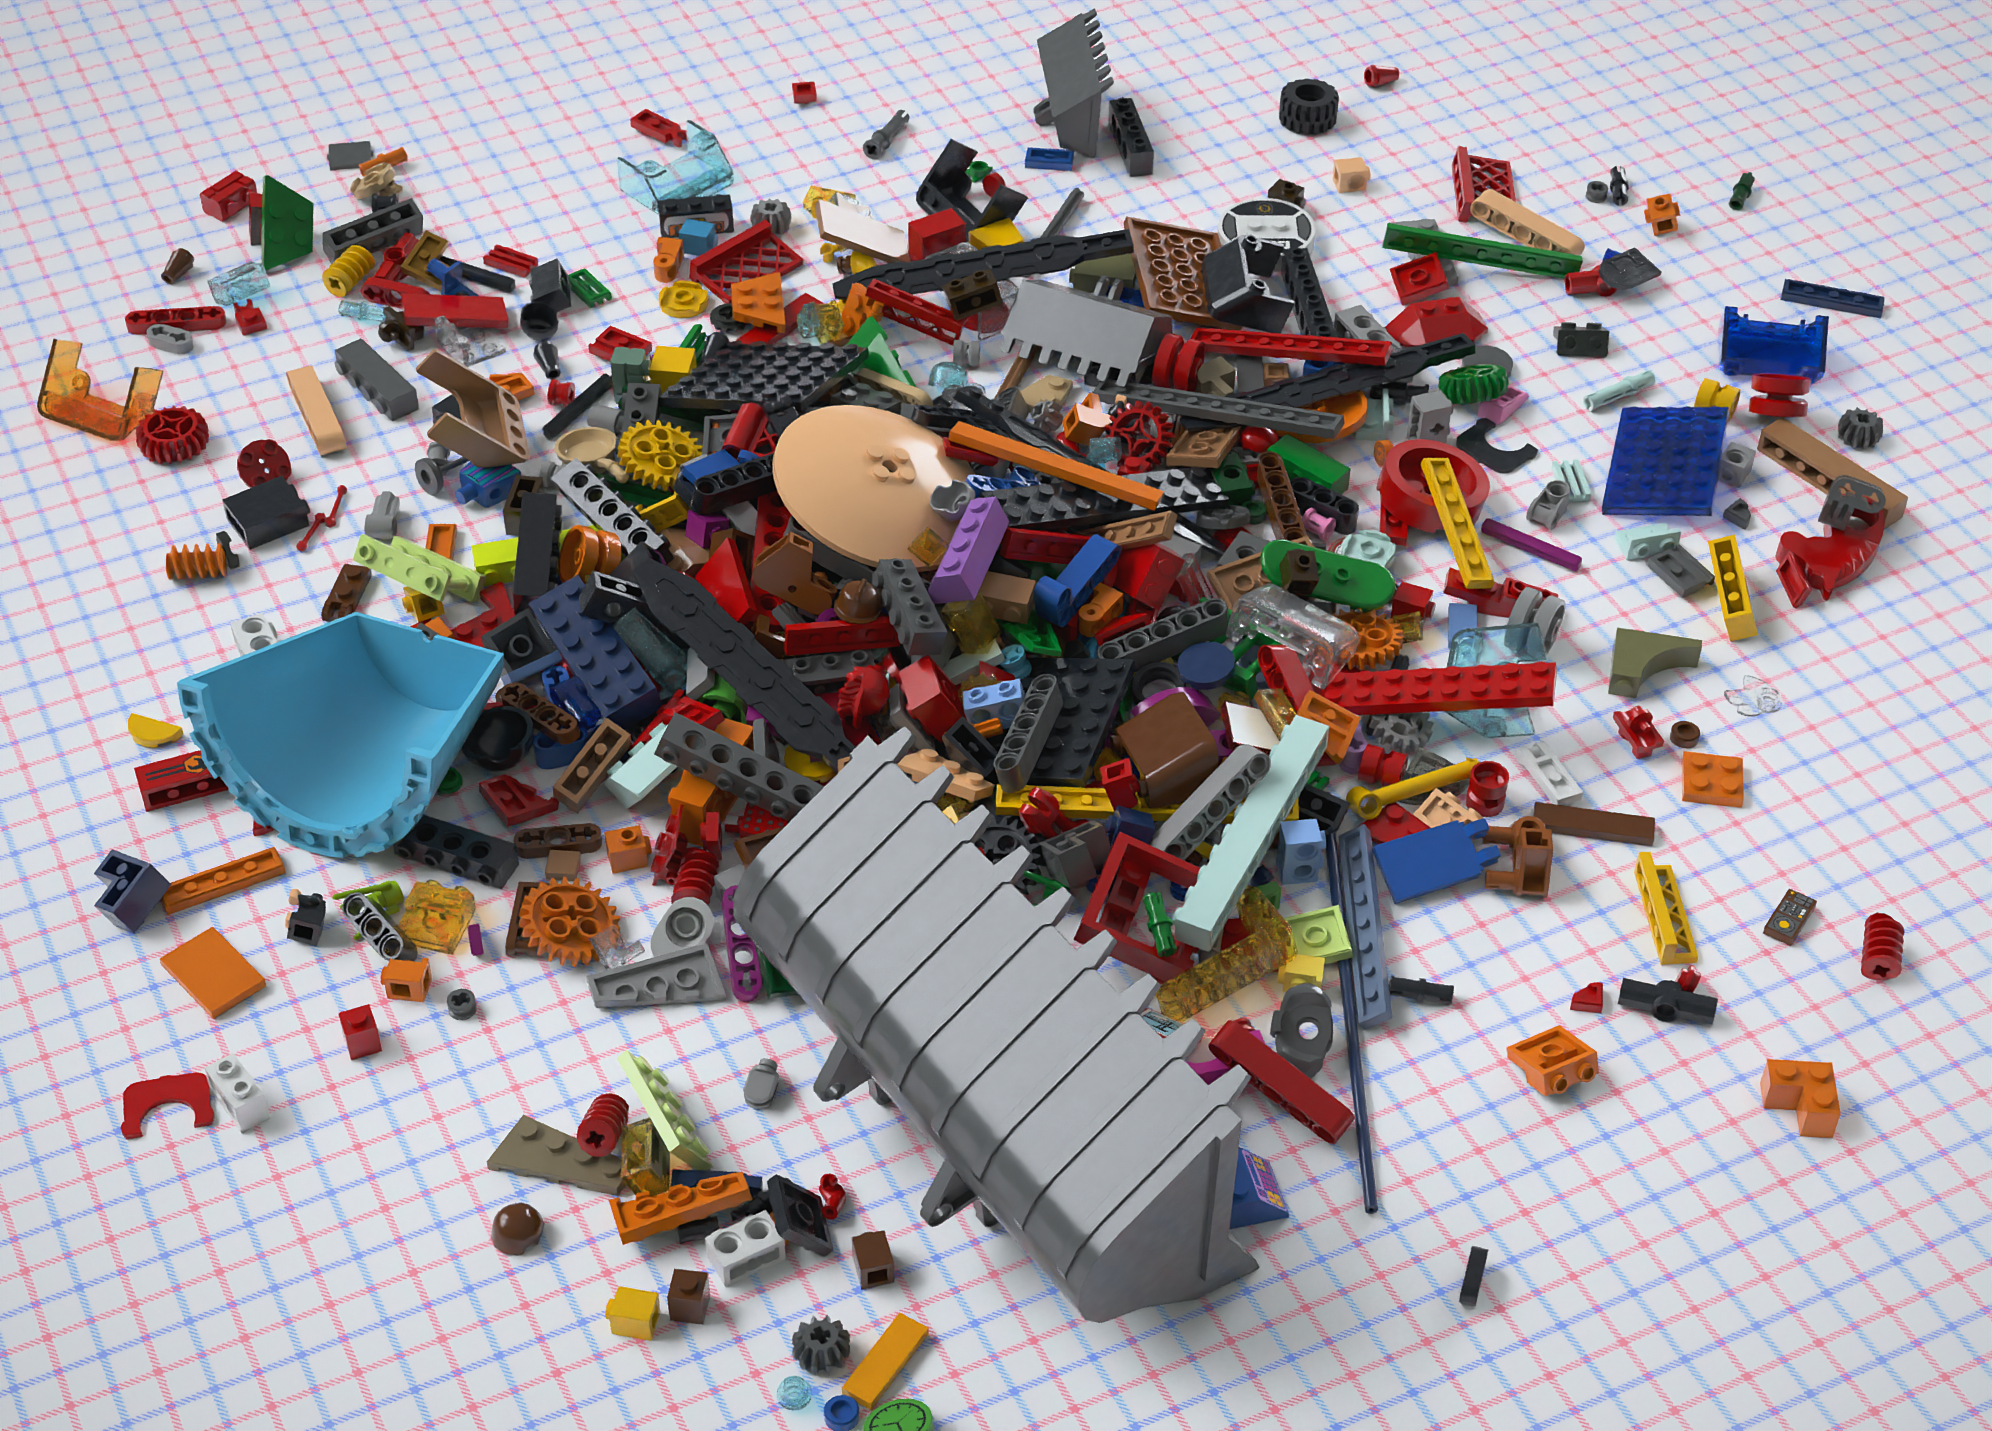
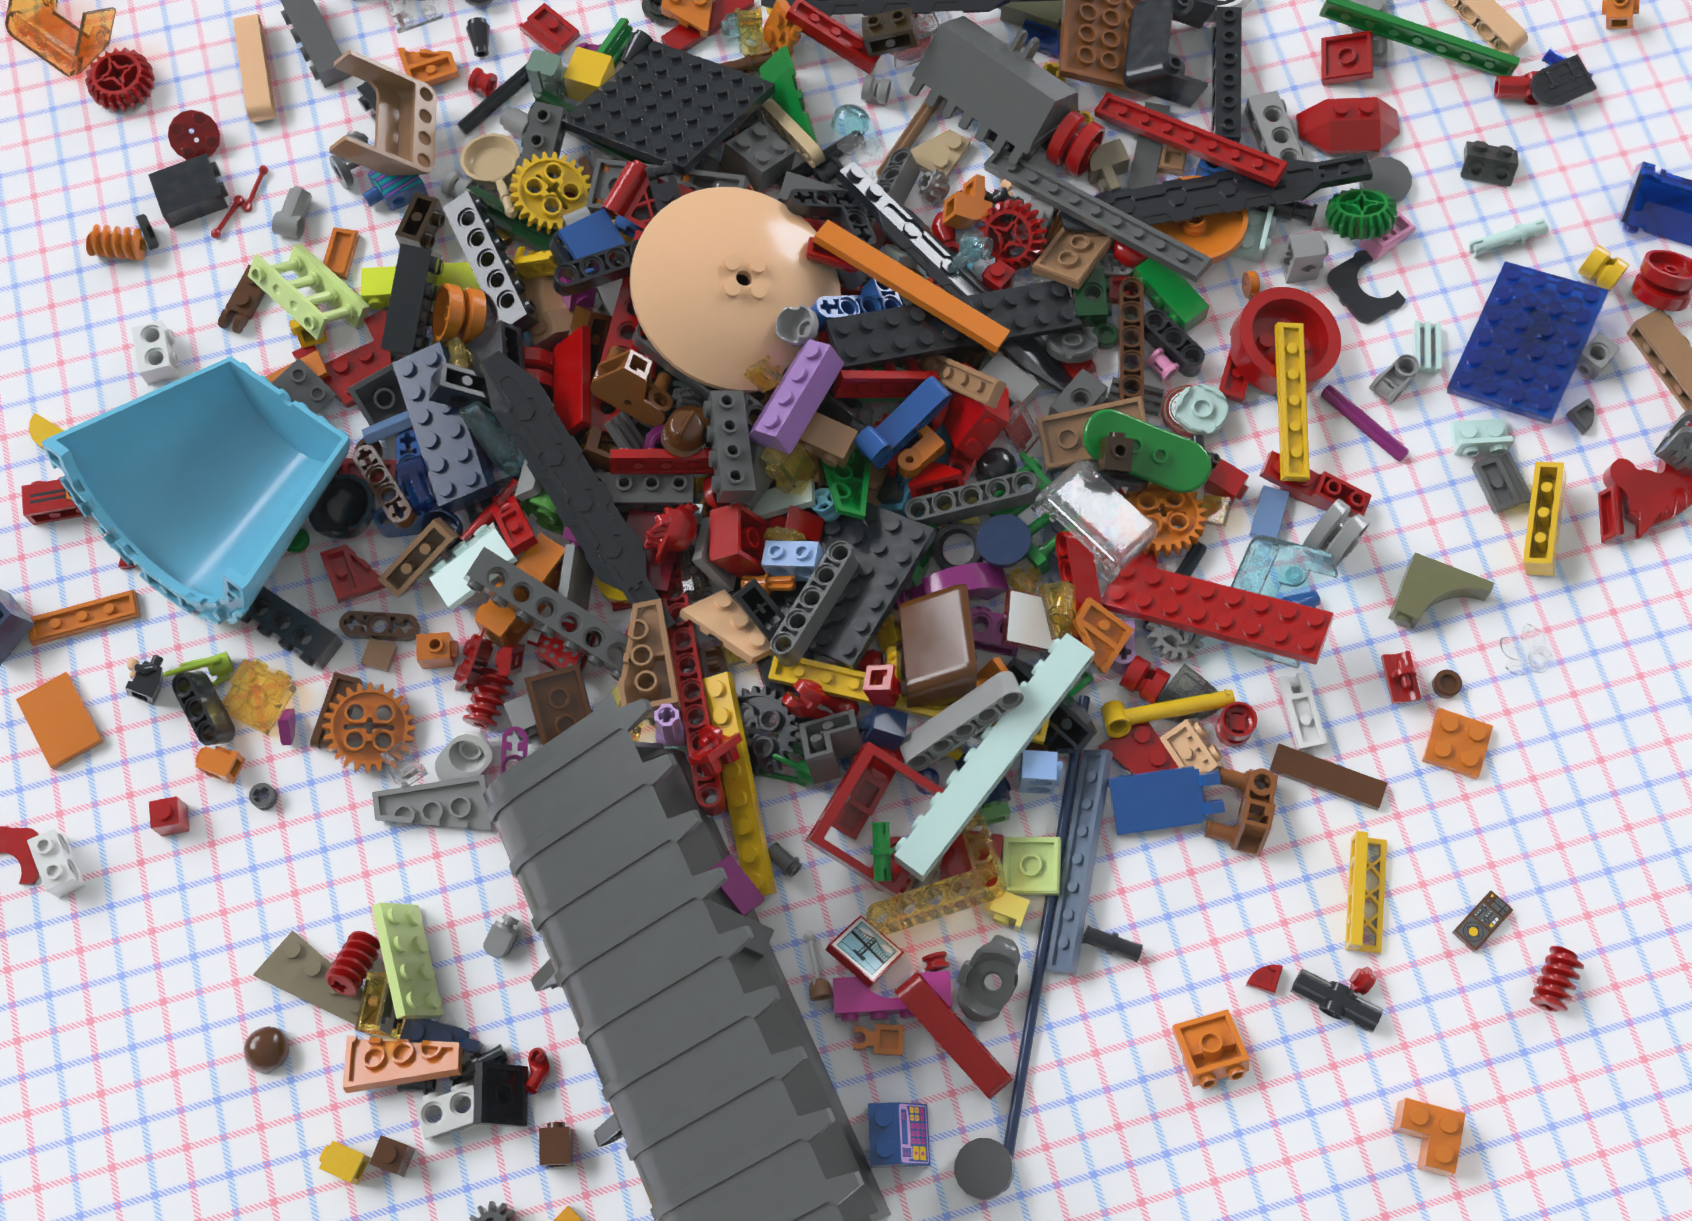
camera: 15 degrees right, 25 degrees up
(1284, 703) = (1063, 607): none -> clear yellow cone
(1348, 1202) = (984, 1168): none -> dark grey tile

